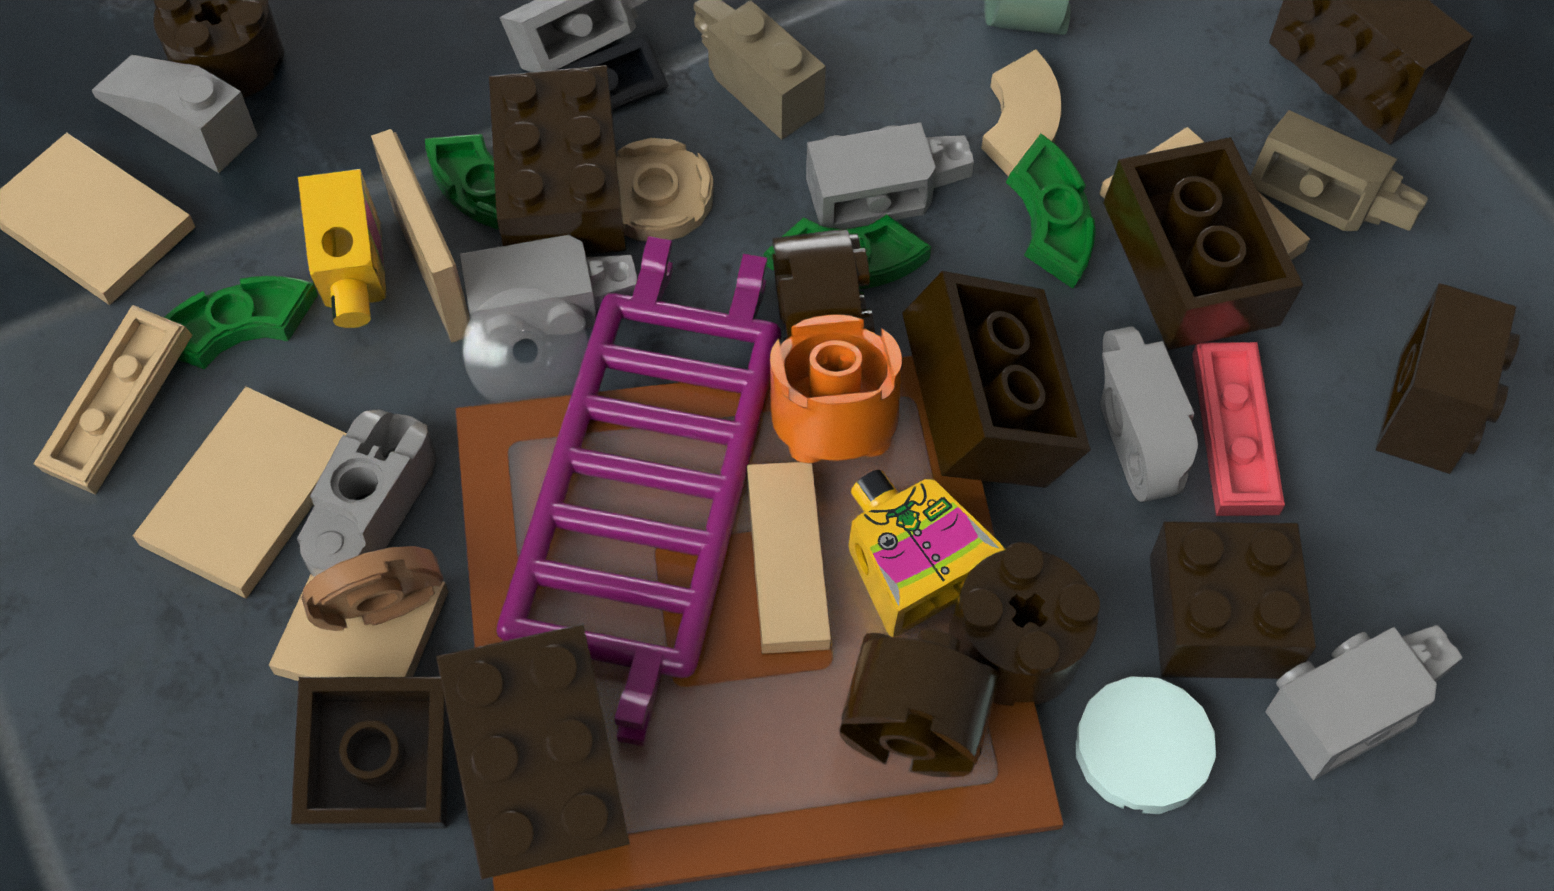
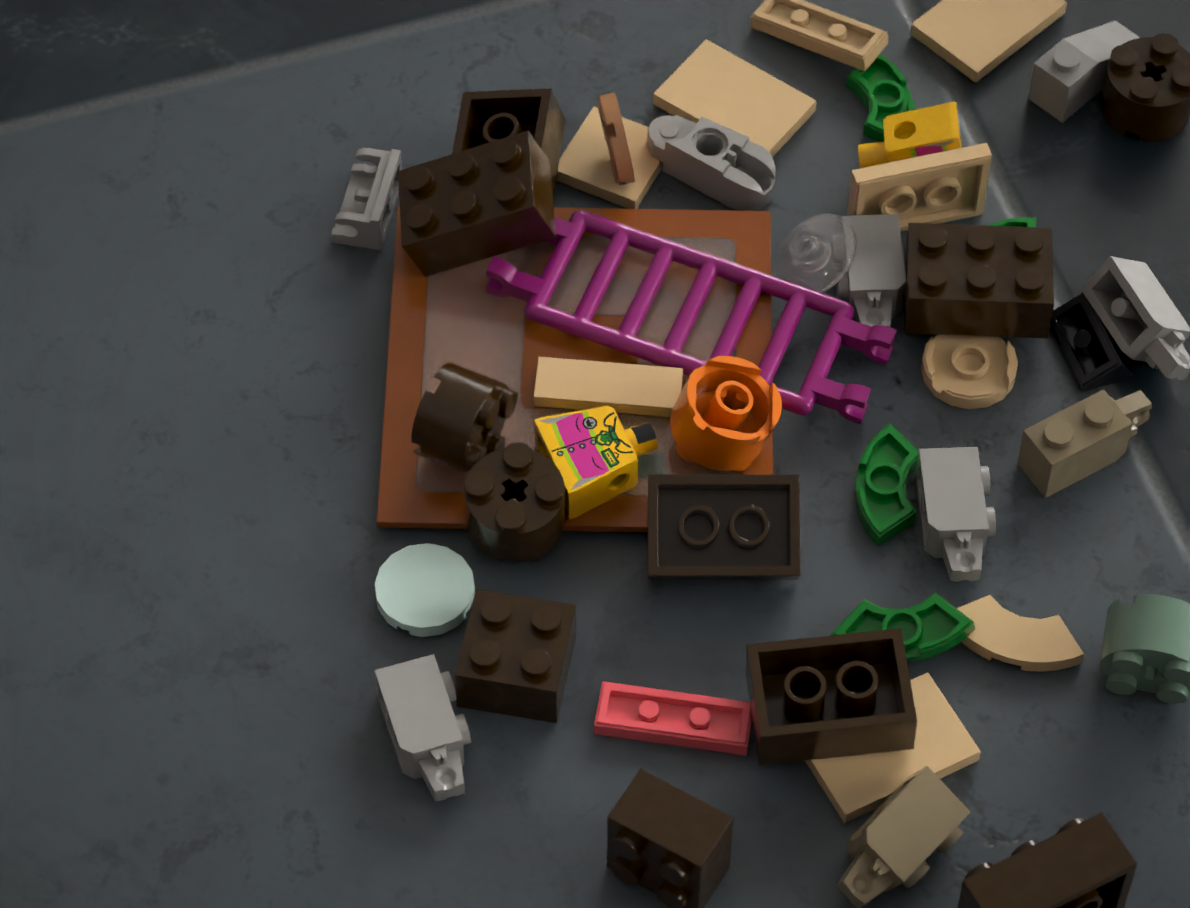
camera: 100 degrees right, 5 degrees down
(820, 277) = (825, 432): dark brown brick -> none
(1147, 415) = (683, 640): light grey piece -> none

